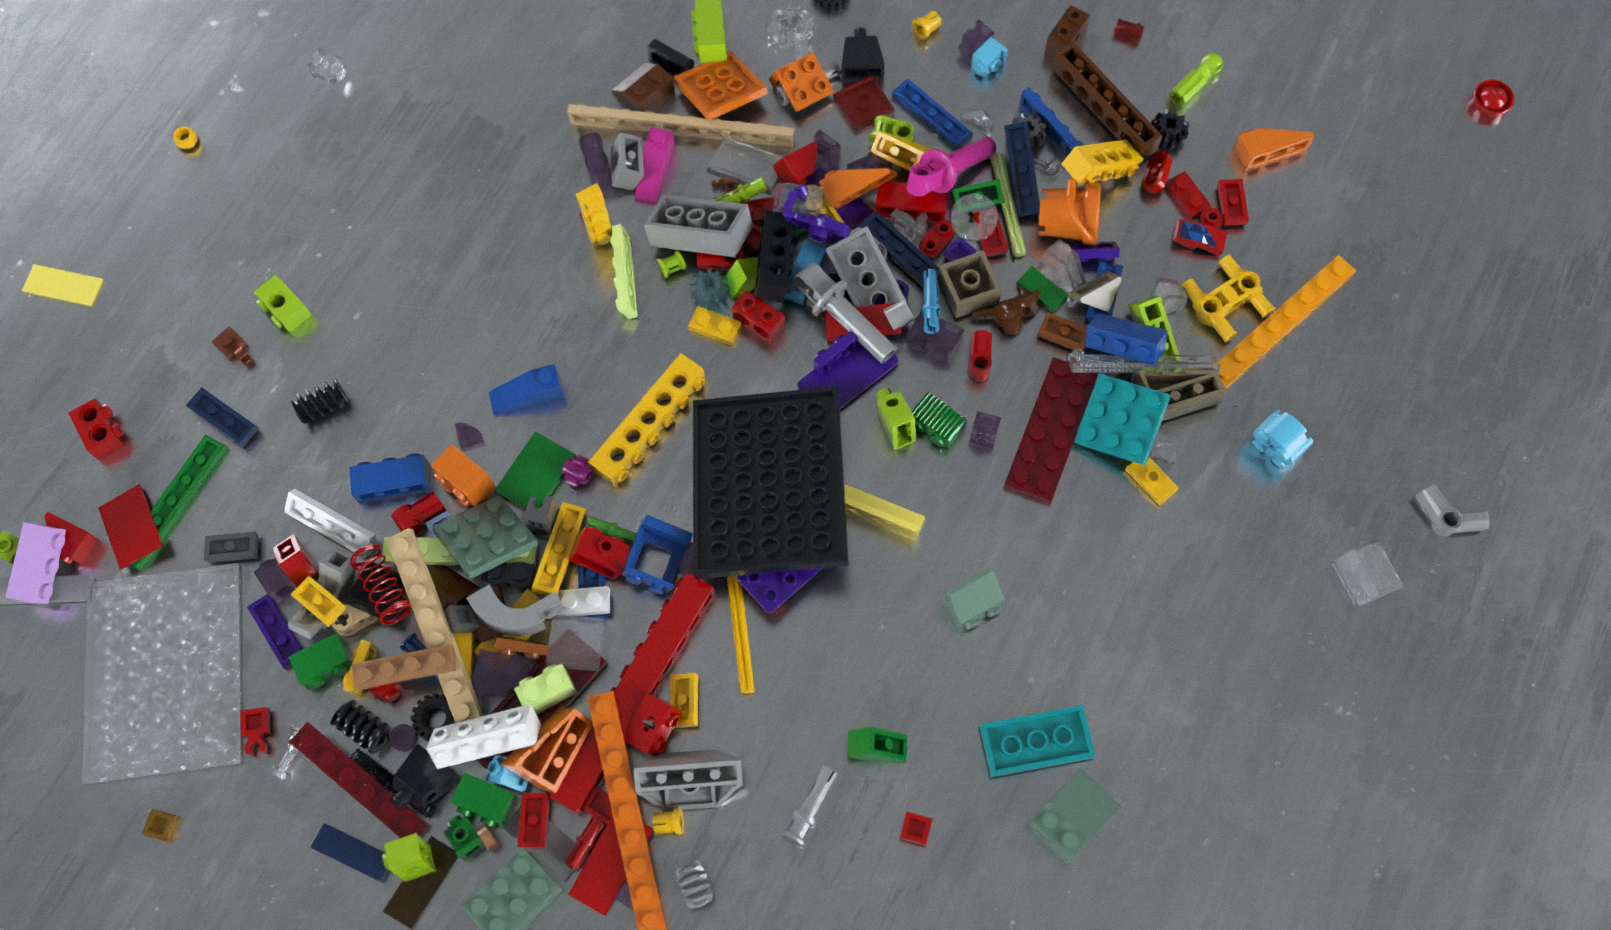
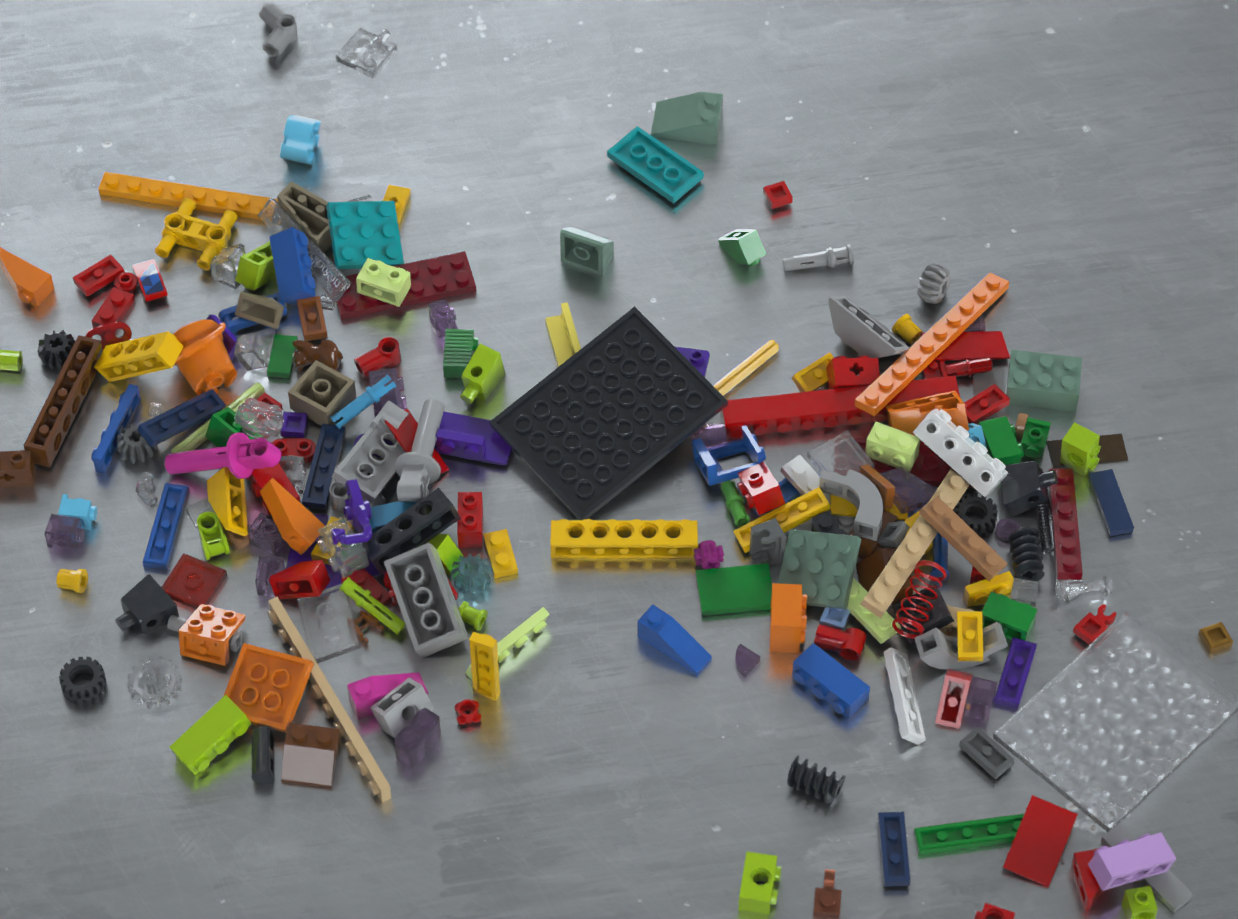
camera: 130 degrees left, 15 degrees down
(1054, 400) = (383, 282): none -> yellowish green brick

